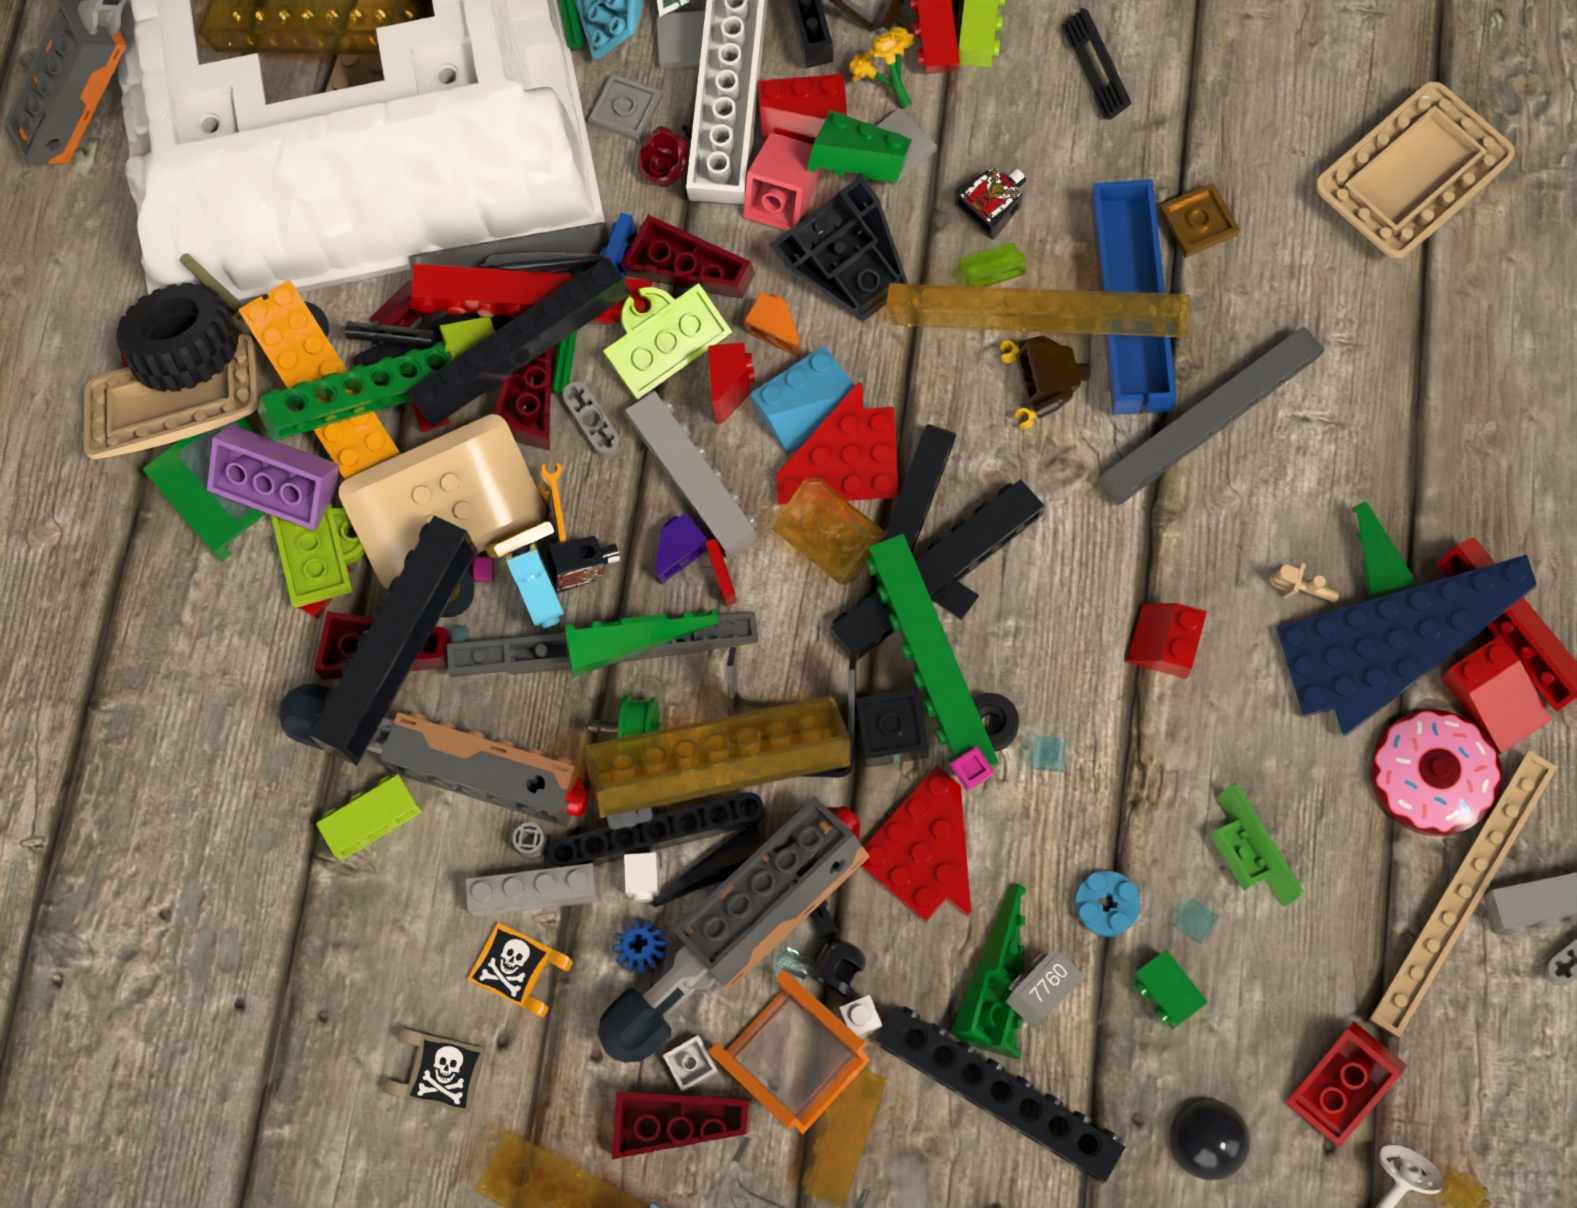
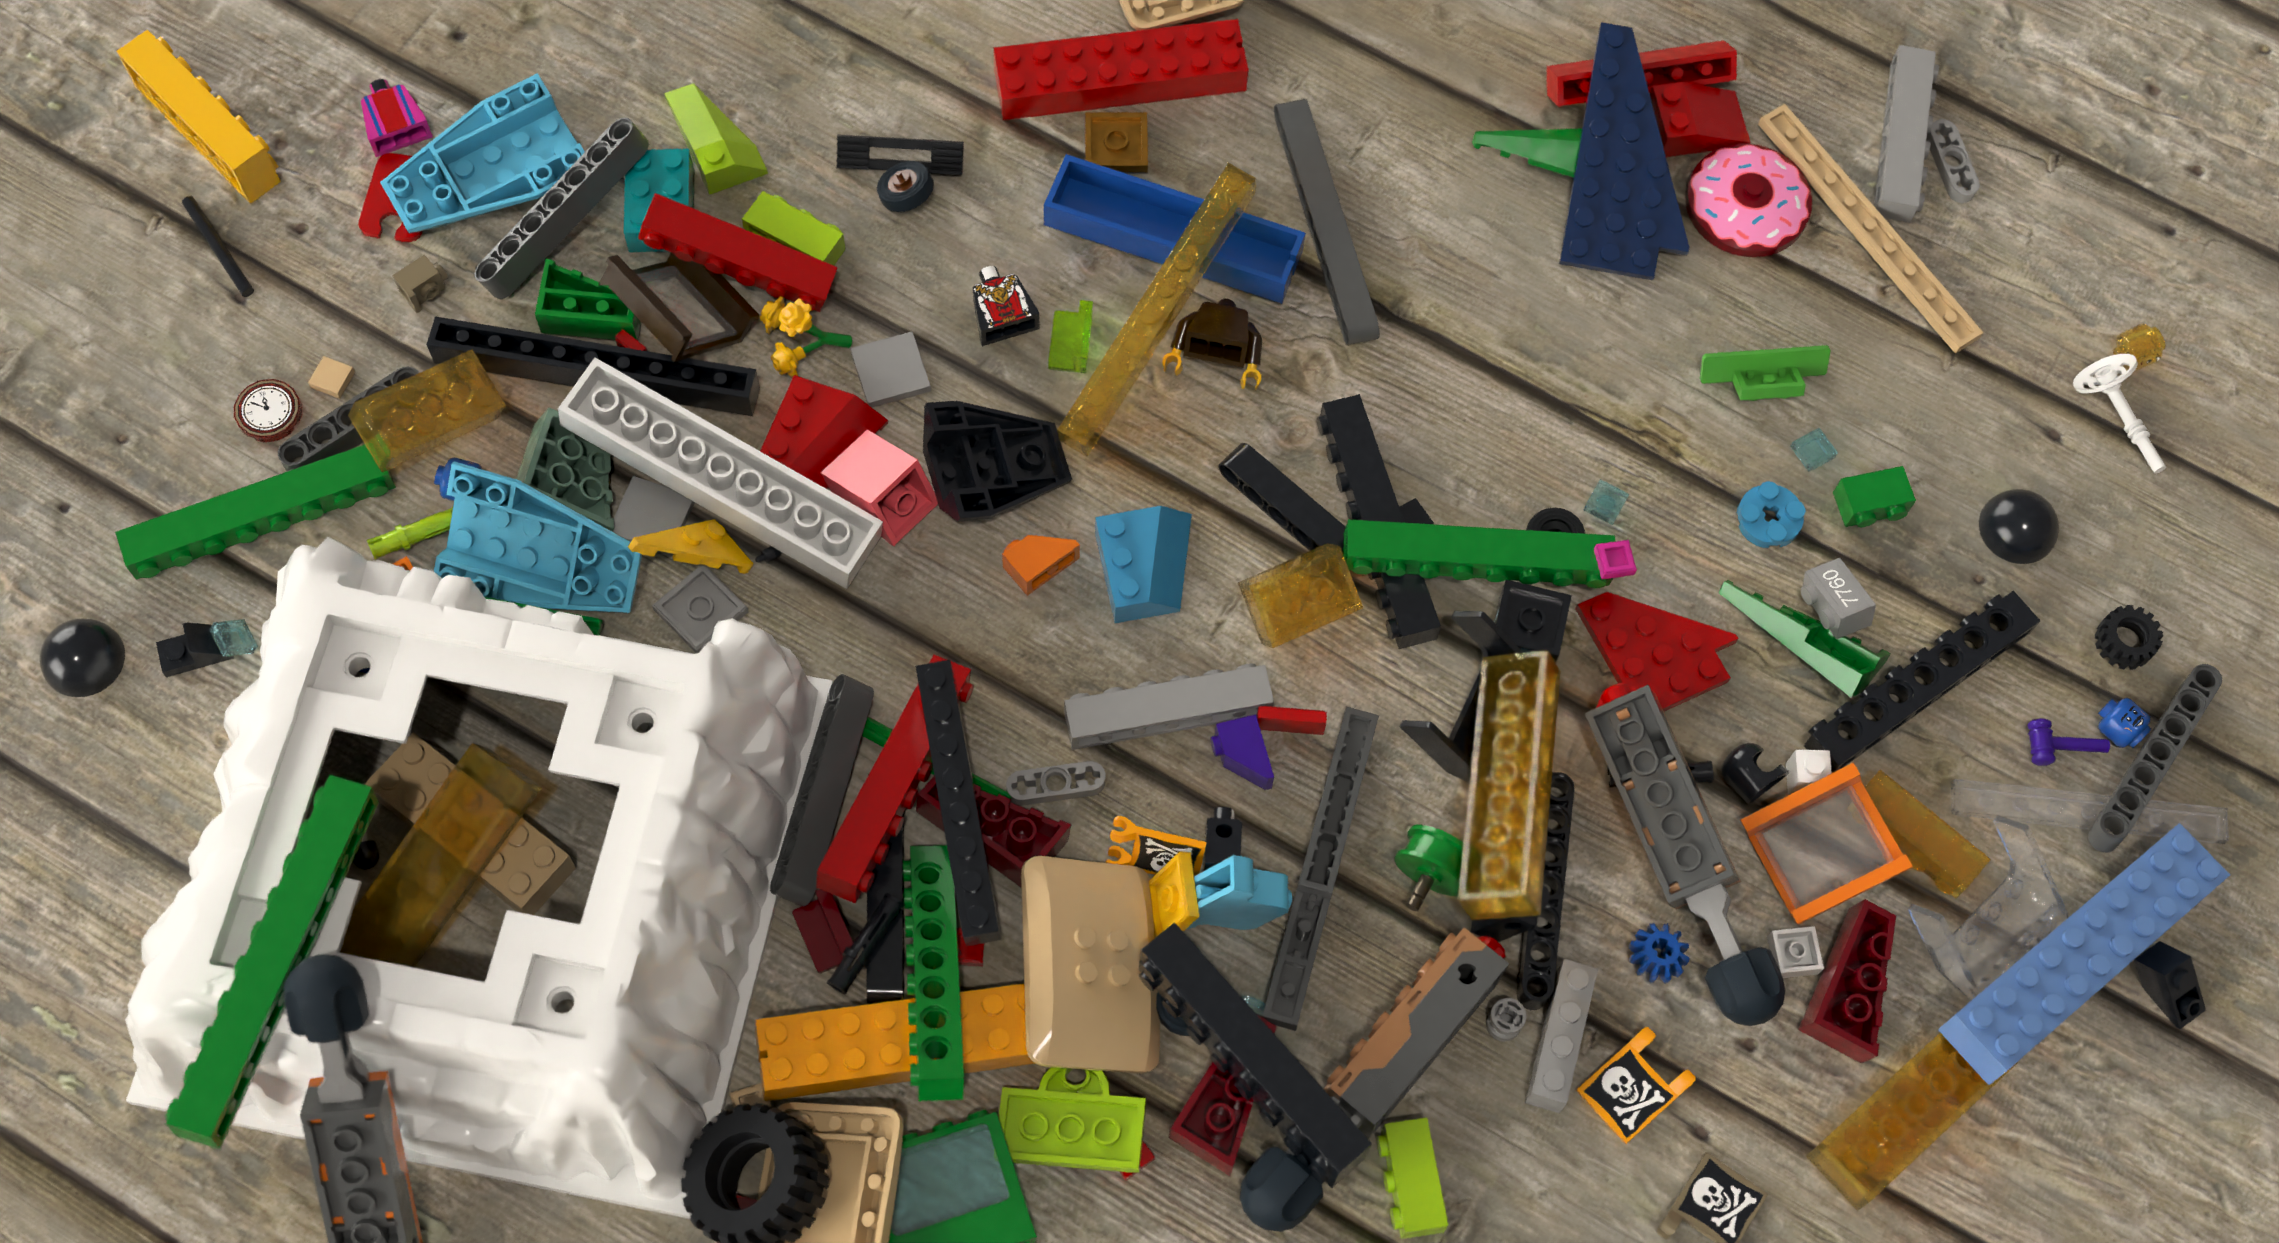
camera: 80 degrees left, 5 degrees down
(210, 282) = (701, 1115): olive bar -> none
(271, 476) = (982, 1133): medium lavender slope -> none
(465, 334) = (920, 861): lime piece -> none
(540, 261) = (862, 755): black piece -> none
(611, 642) = (1338, 851): green wedge -> none
(621, 238) = (882, 669): blue plate -> none
(642, 876) = (1587, 922): white brick -> none
(663, 157) = (786, 585): dark red hair -> none
(663, 337) = (1003, 670): plate -> none
(670, 77) = (695, 544): none -> yellow wing
(684, 260) = (921, 616): dark red wedge -> none
(714, 866) = (1597, 832): black piece -> none
(730, 378) = (1085, 624): red slope -> none
(795, 963) = (1732, 811): clear light blue tile -> none
(847, 452) = (1217, 547): red wing -> none
(859, 148) = (891, 395): green wedge -> none
(1066, 80) = (905, 186): none -> black wheel
(1167, 638) = (1534, 352): red slope -> none
(1272, 192) = (1120, 69): none -> red piece
(1291, 580) = (1524, 226): tan arm -> none
(1346, 1084) = (2009, 391): red slope -> none

